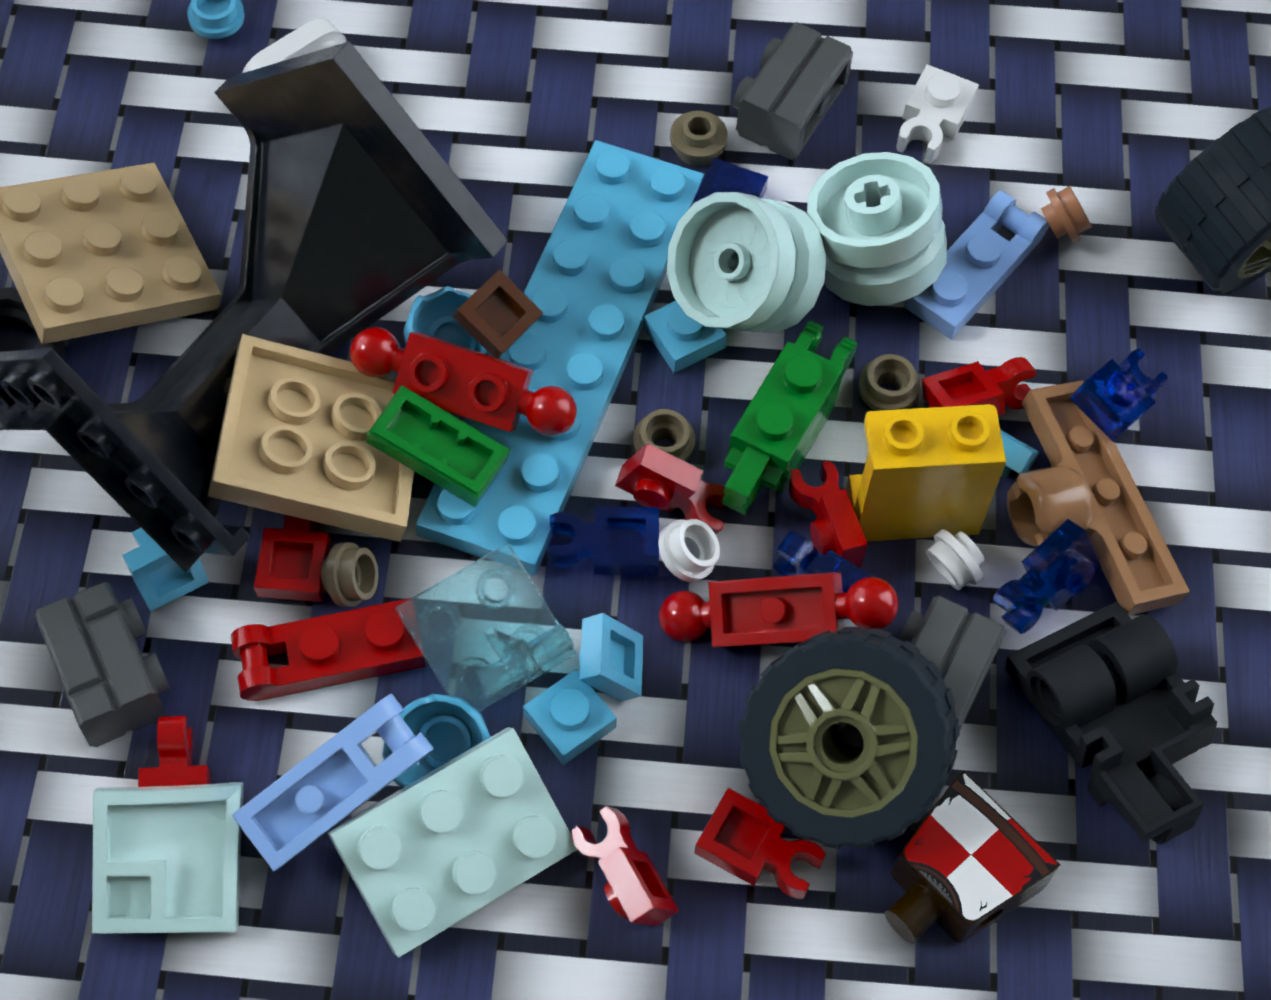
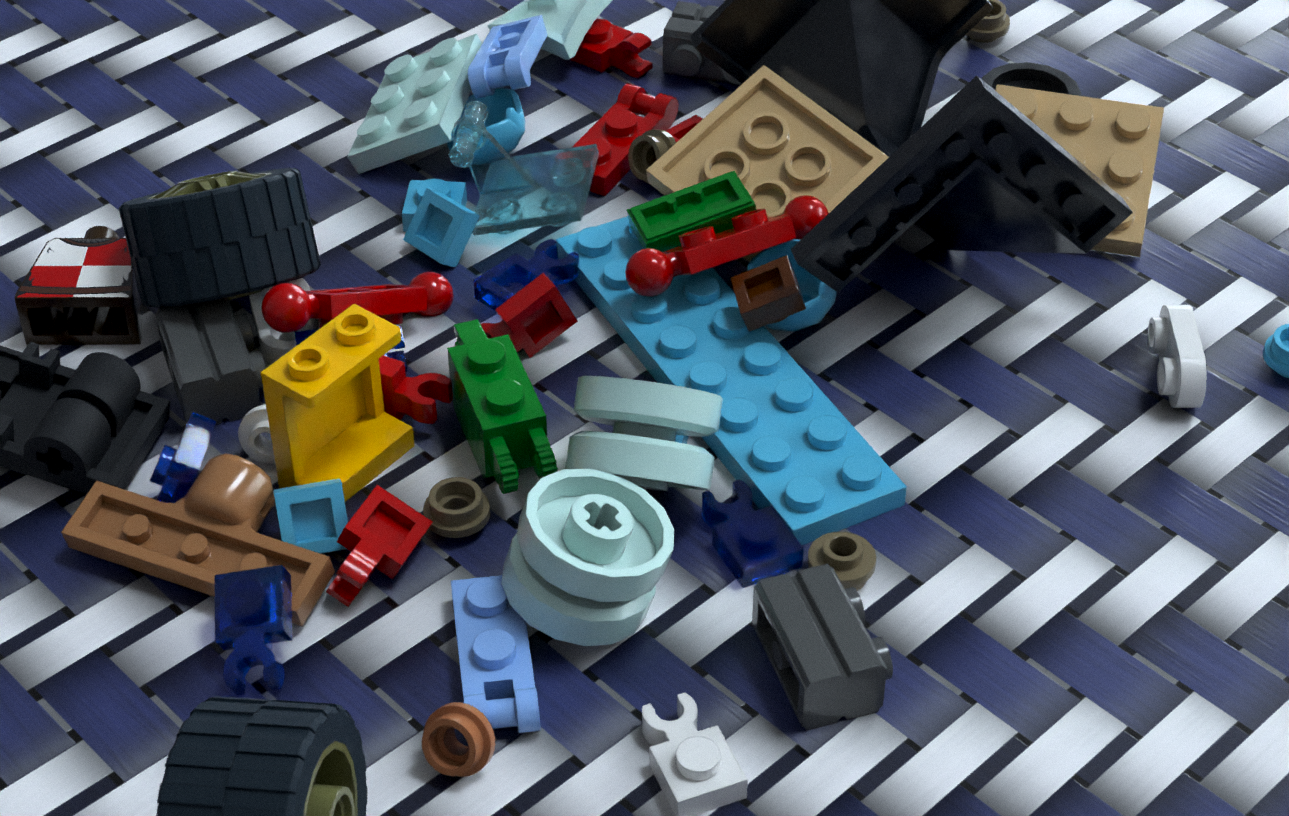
camera: 135 degrees right, 20 degrees down
(633, 881) = (298, 149): plate -> none
(668, 425) = (572, 355): dark tan plate -> none
(689, 549) = (461, 298): white plate -> none

